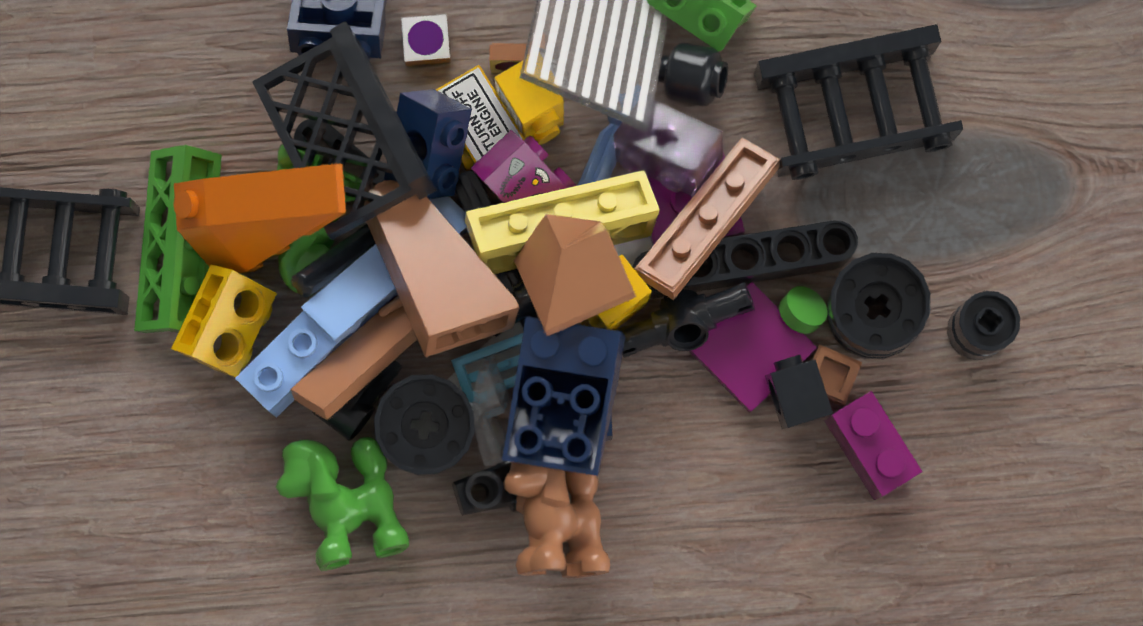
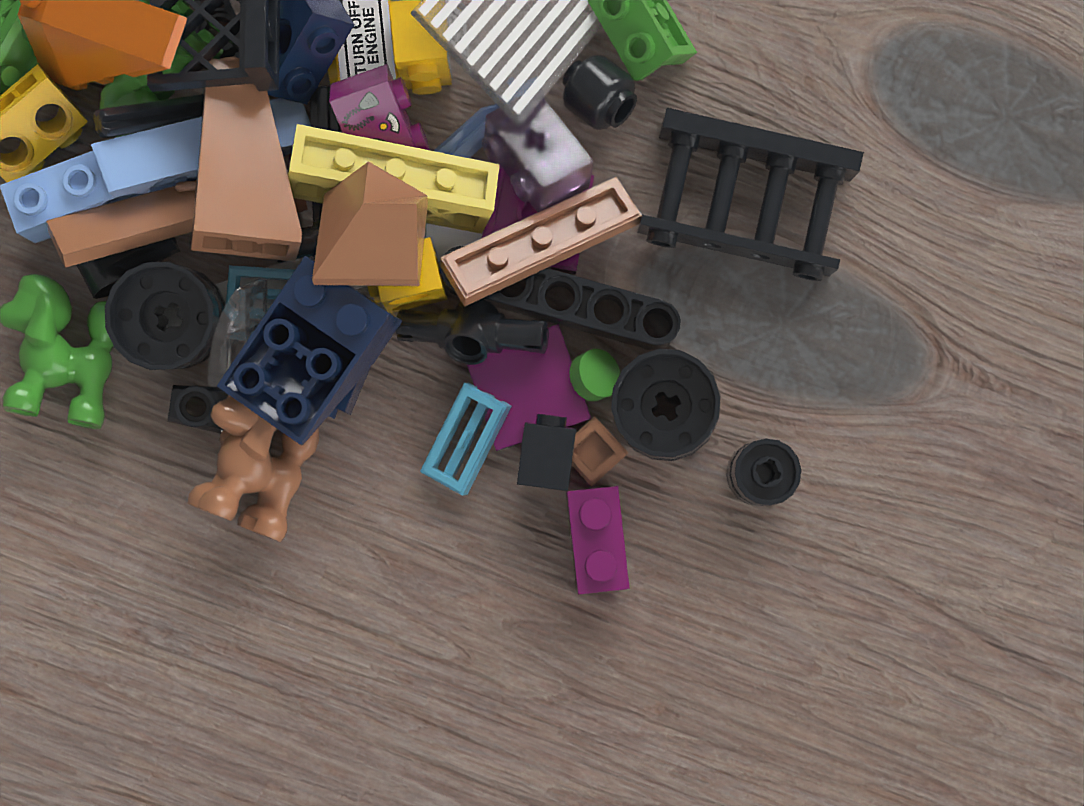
camera: 25 degrees right, 5 degrees up
(720, 452) = (482, 448): none -> medium azure tile

